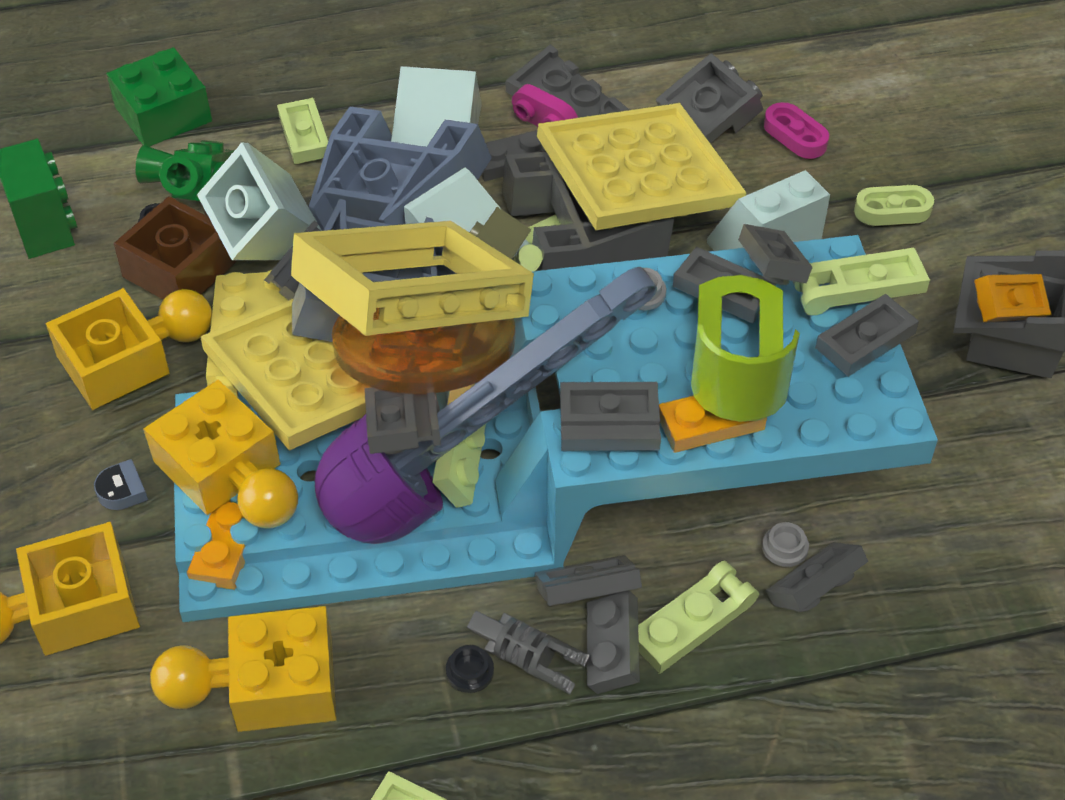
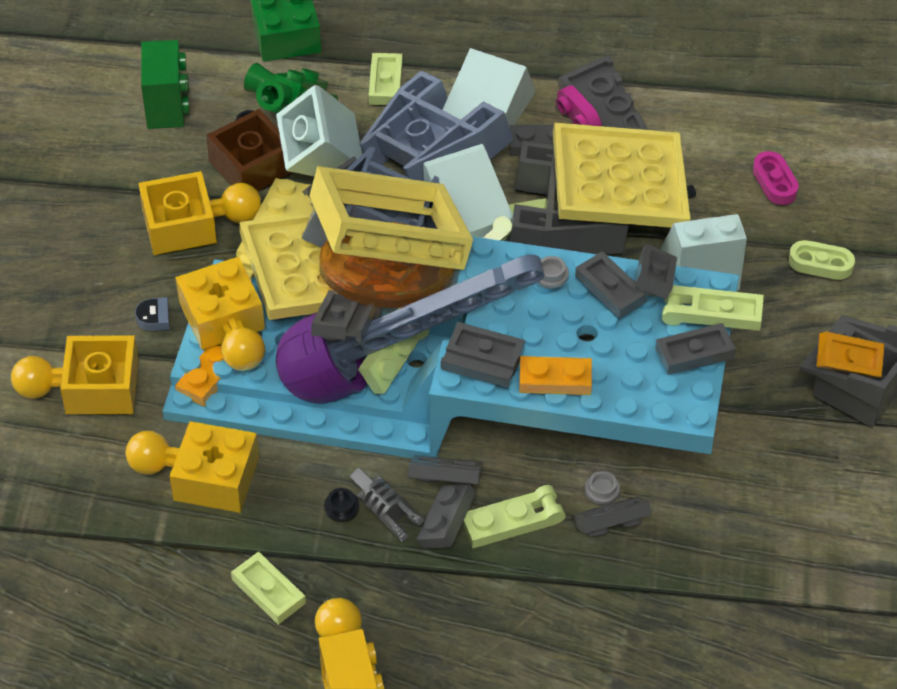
camera: 20 degrees right, 0 degrees up
(502, 232) = (481, 208): olive brick -> none
(715, 97) = (716, 135): dark grey plate -> none
(735, 384) = (590, 360): lime piece -> none

